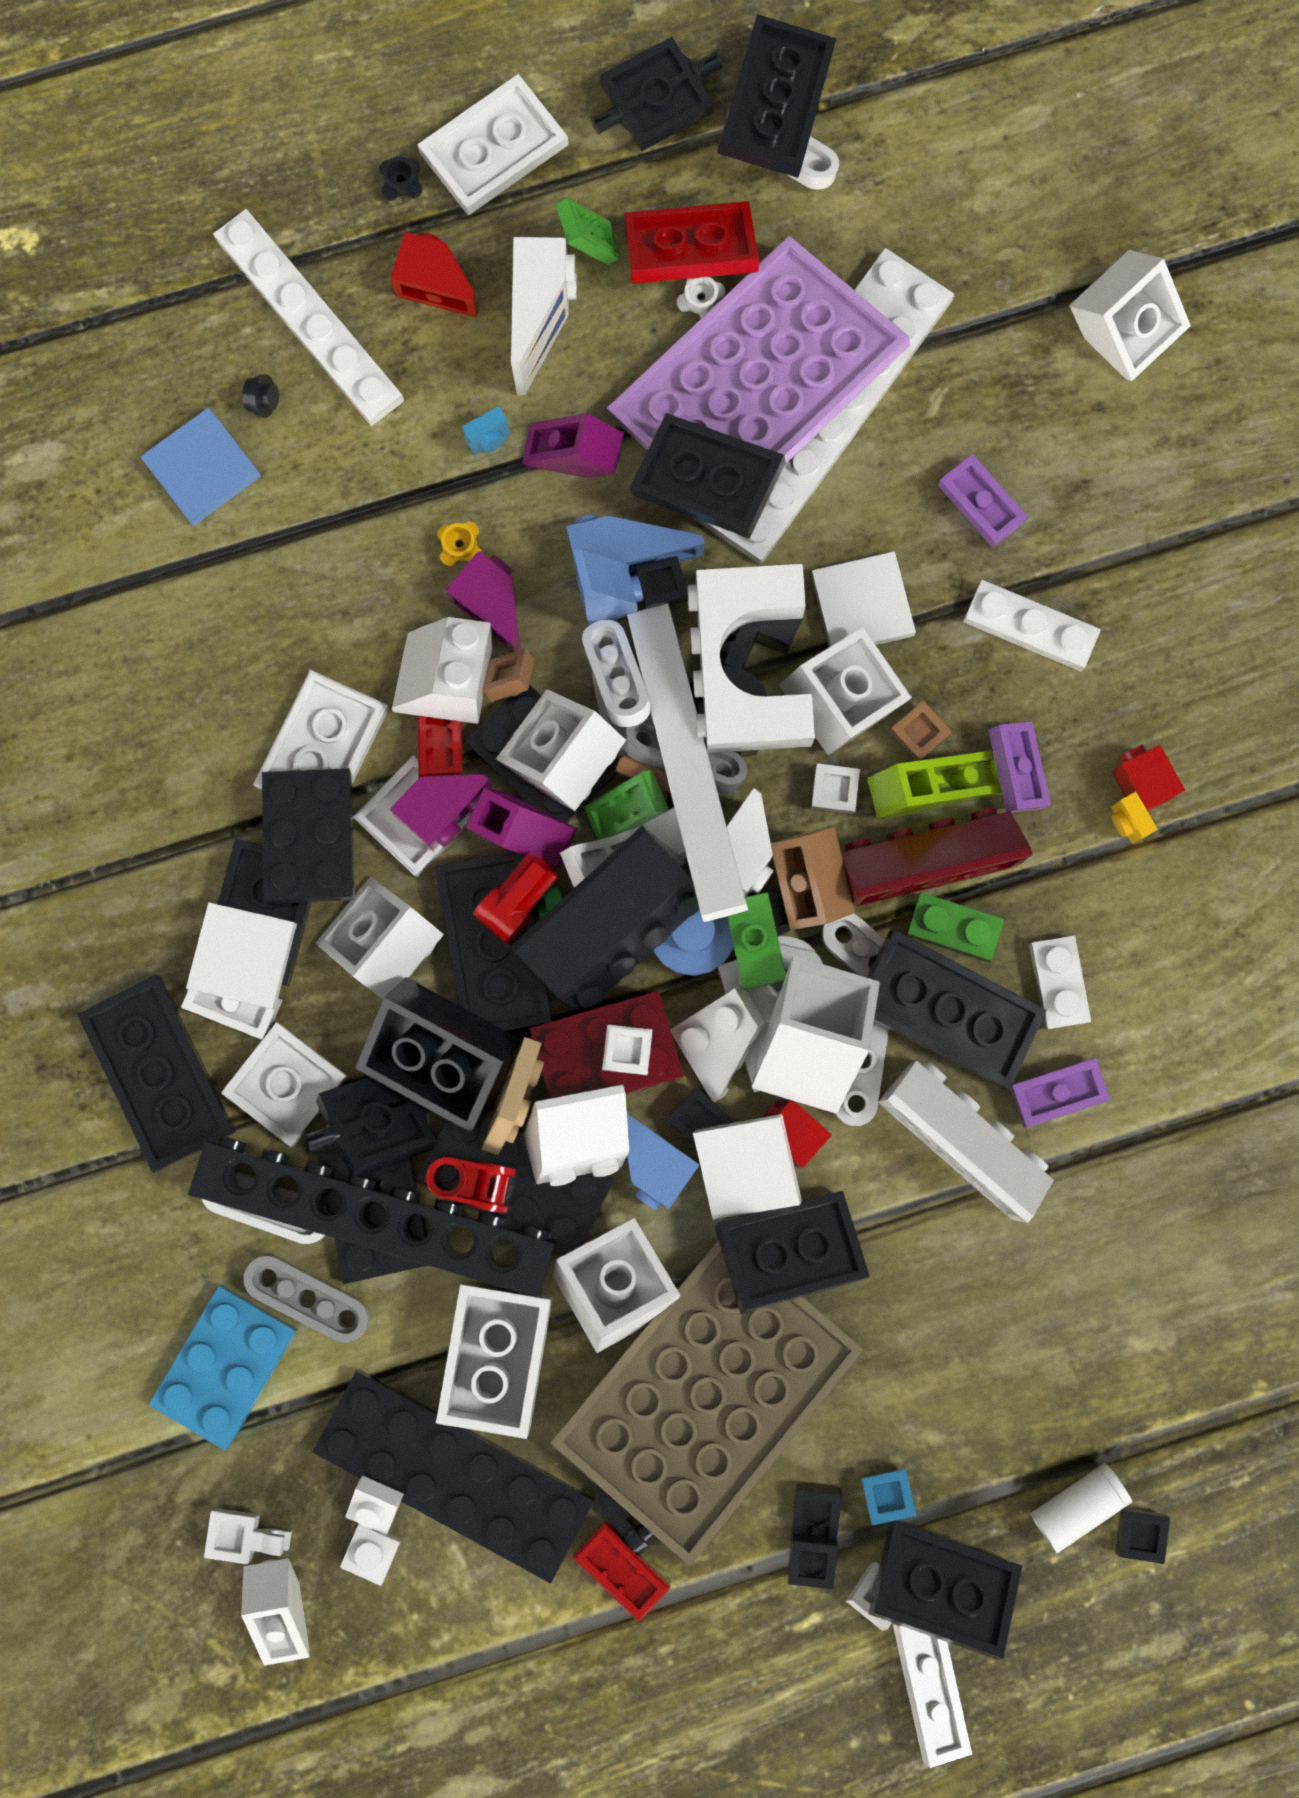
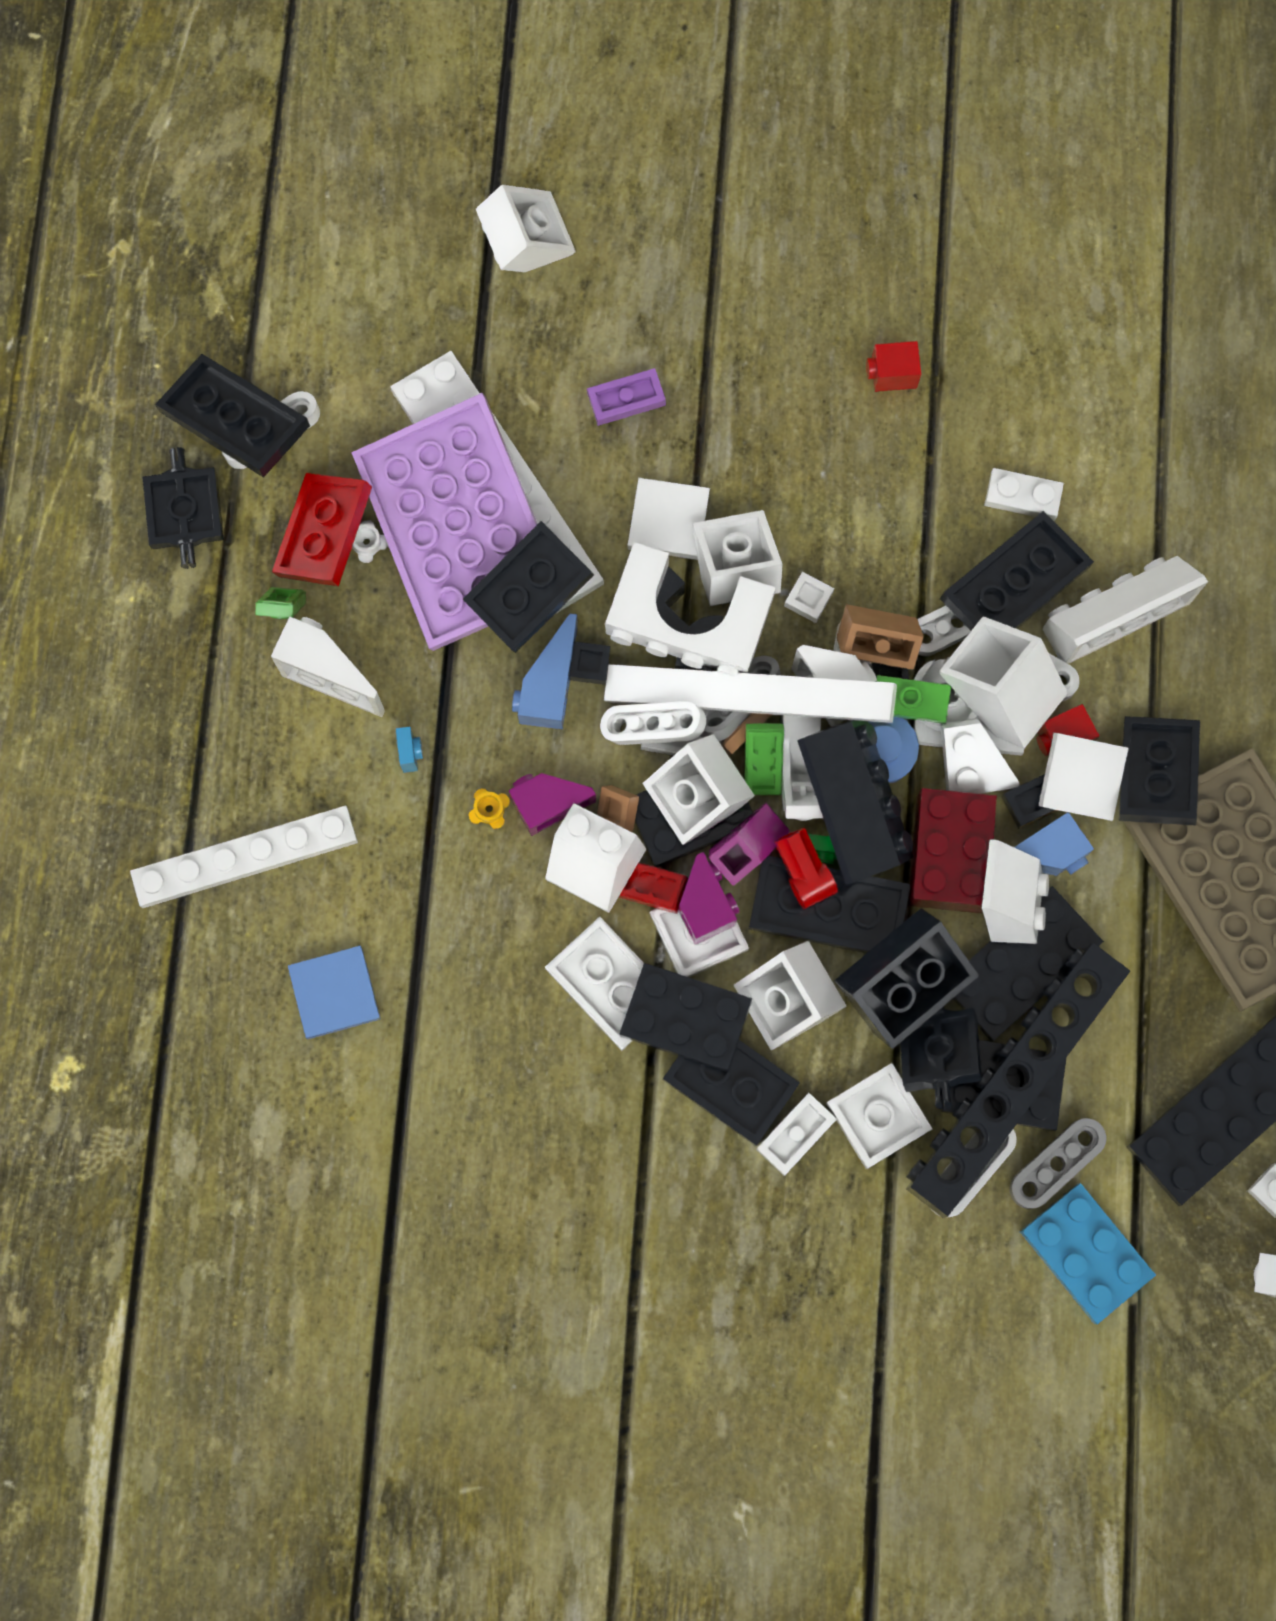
camera: 70 degrees left, 5 degrees down
(156, 1073) = (830, 1217): black plate -> none
(236, 1536) = (1226, 1290): white plate -> none
(241, 956) = (764, 1107): white tile -> none
(260, 395) = (297, 918): black plate -> none
(374, 1505) = (1240, 1171): white plate -> none
(398, 167) = (153, 728): black plate -> none
(431, 275) = (257, 740): red slope -> none
(474, 1183) = (1021, 988): red piece -> none
(493, 144) = (166, 652): white plate -> none
(494, 1360) = (1162, 1029): white brick -> none
(514, 1096) = (971, 932): tan plate -> none
(573, 446) = (449, 687): magenta slope -> none
(605, 587) = (582, 706): medium blue slope -> none
(614, 1284) = (1137, 913): white slope -> none
(627, 1049) = (962, 827): white tile -> none
(920, 731) = (790, 516): medium nougat plate -> none
(933, 784) = (836, 520): lime slope -> none
(934, 857) = (895, 540): dark red slope -> none
(955, 927) = (951, 553): bright green plate -> none
(1019, 767) = (848, 454): medium lavender plate -> none
(1032, 625) = (738, 402): white plate -> none
(1059, 1093) = (1109, 527): medium lavender plate -> none
(1132, 818) = (920, 389): yellow plate -> none

